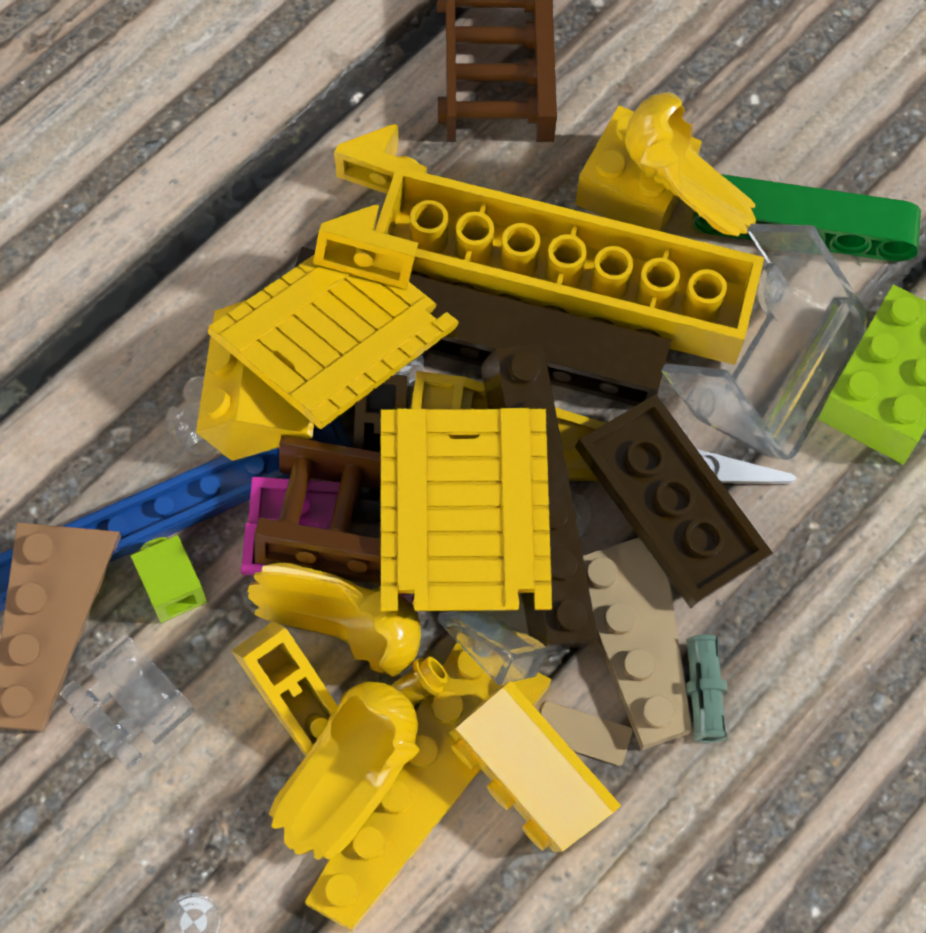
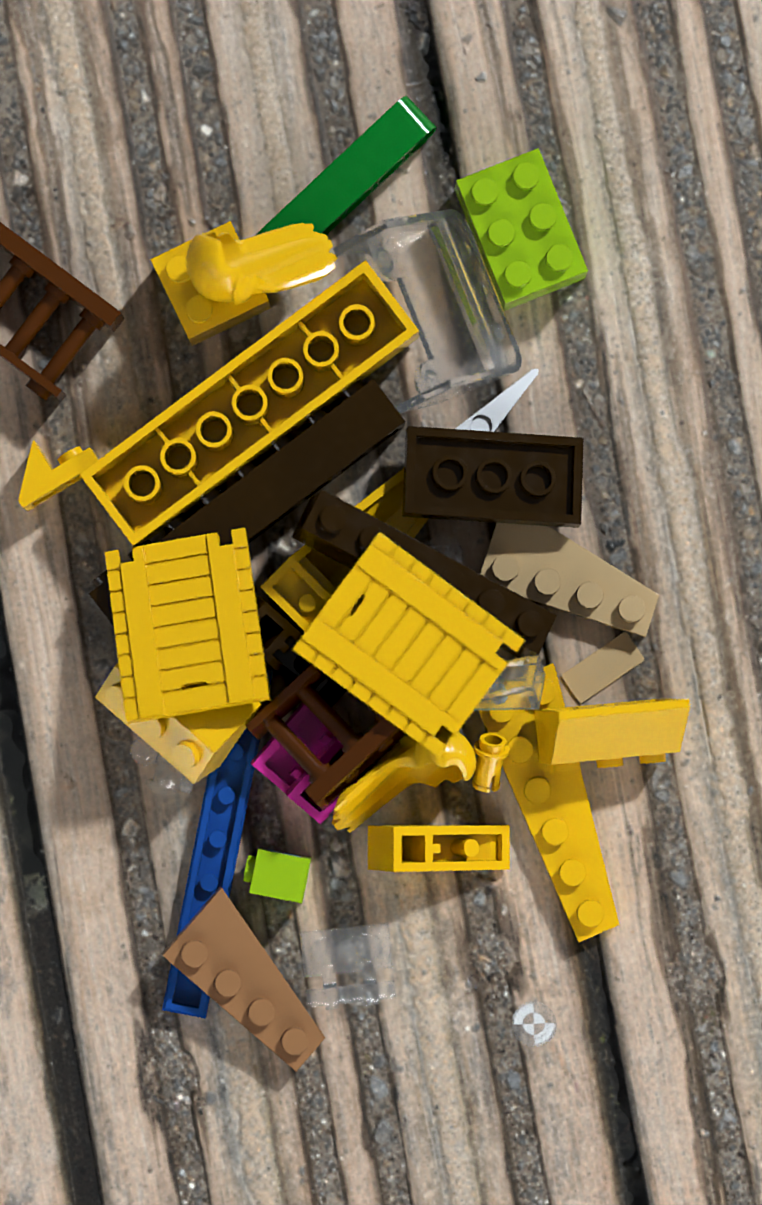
camera: 55 degrees left, 20 degrees up
(347, 770) = (516, 853): yellow hair -> none
(356, 249) = (134, 564): yellow slope -> none
(706, 689) = (640, 561): sand green pin -> none

